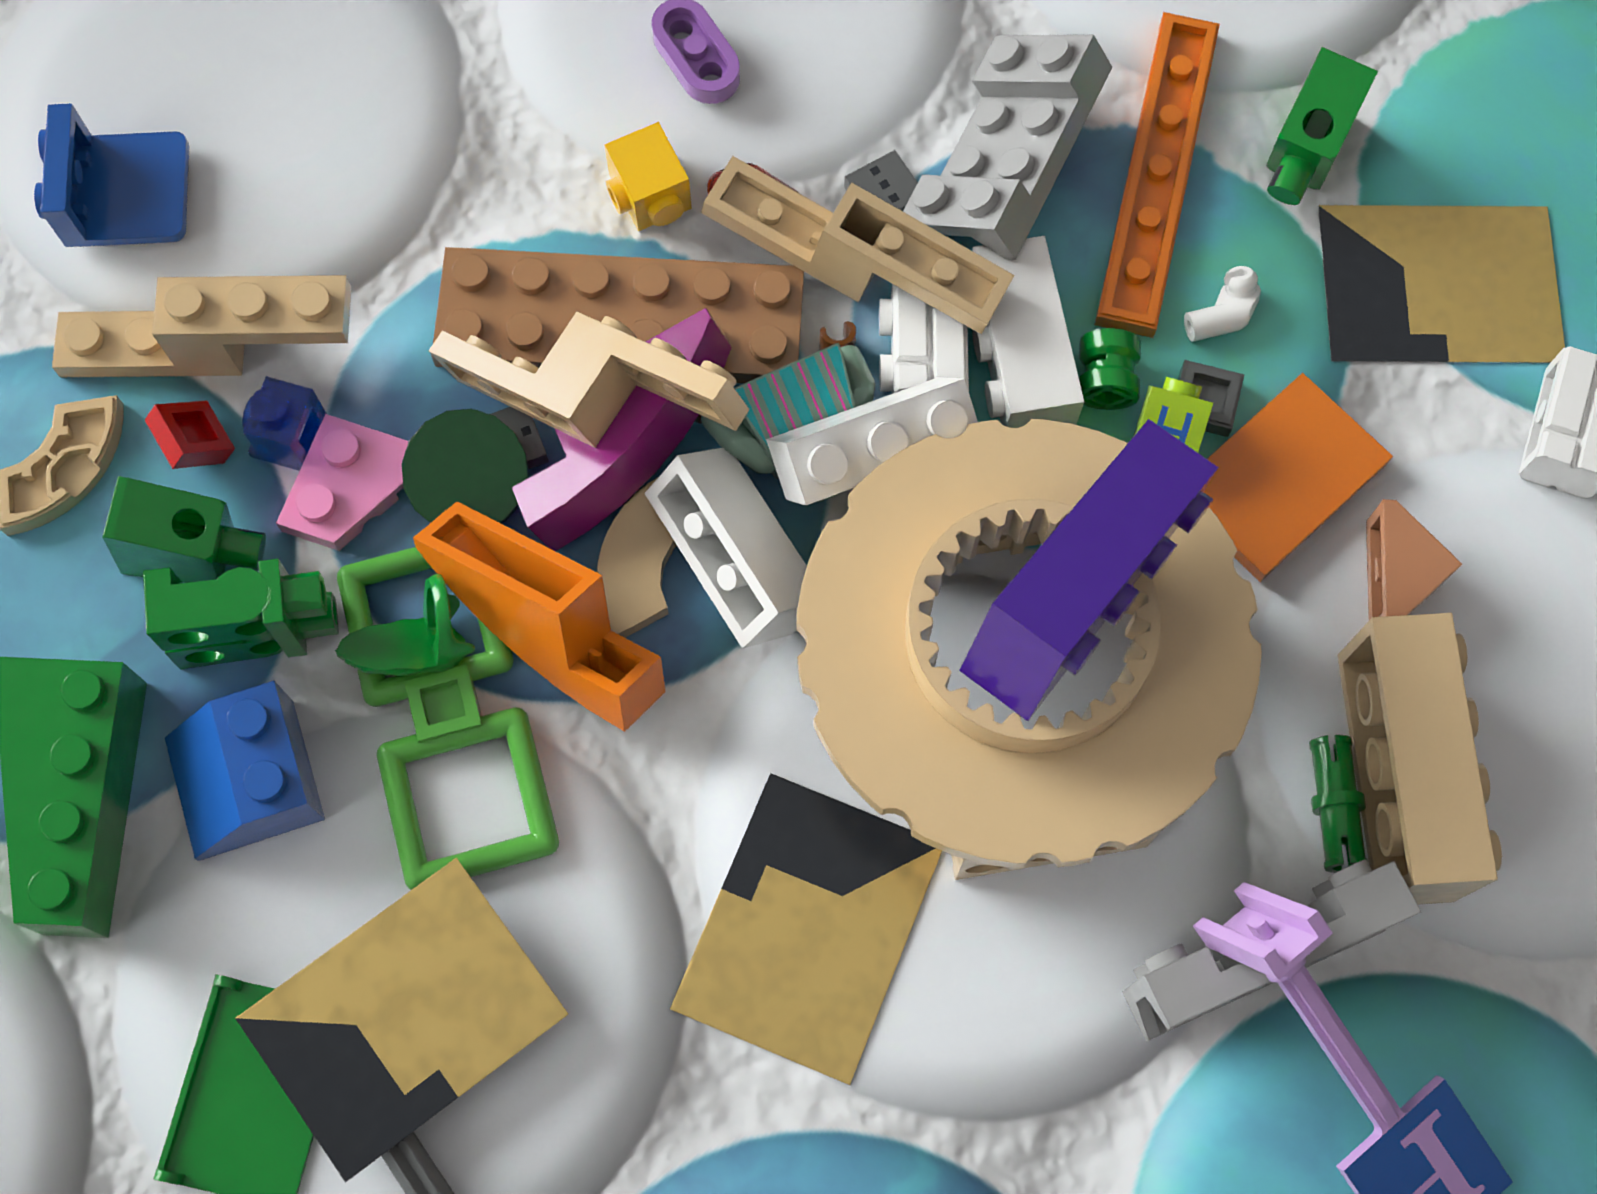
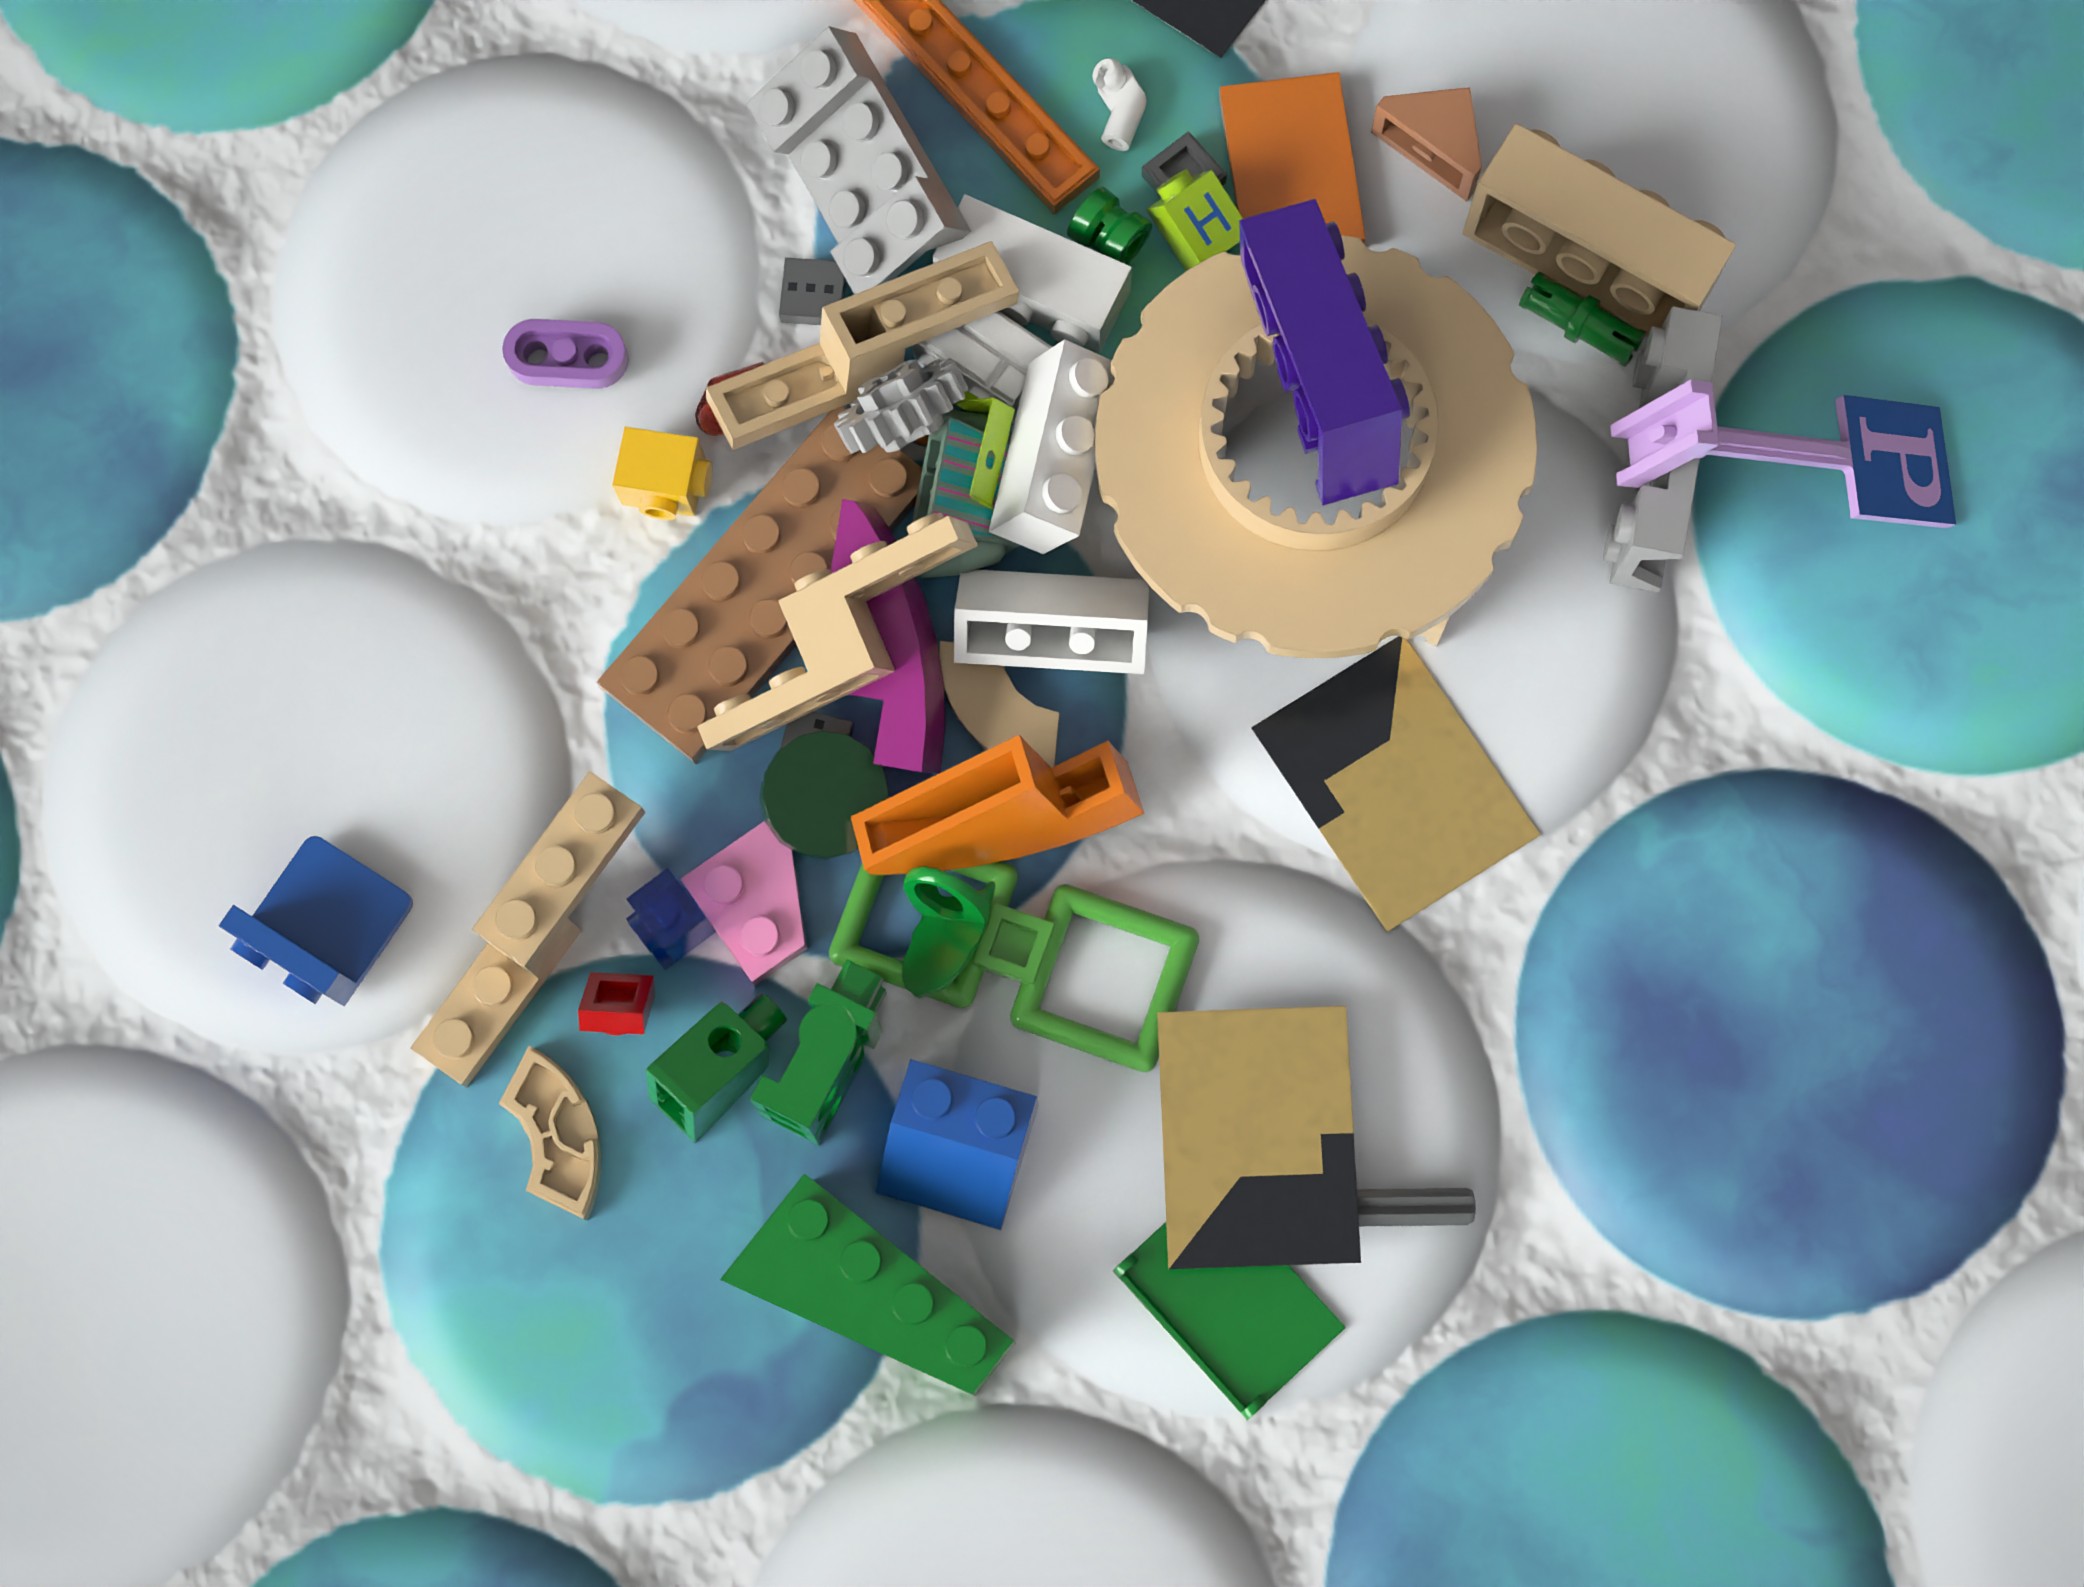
camera: 50 degrees left, 5 degrees up
(822, 302) = (901, 406): none -> light grey gear
(848, 390) = (994, 439): none -> lime piece

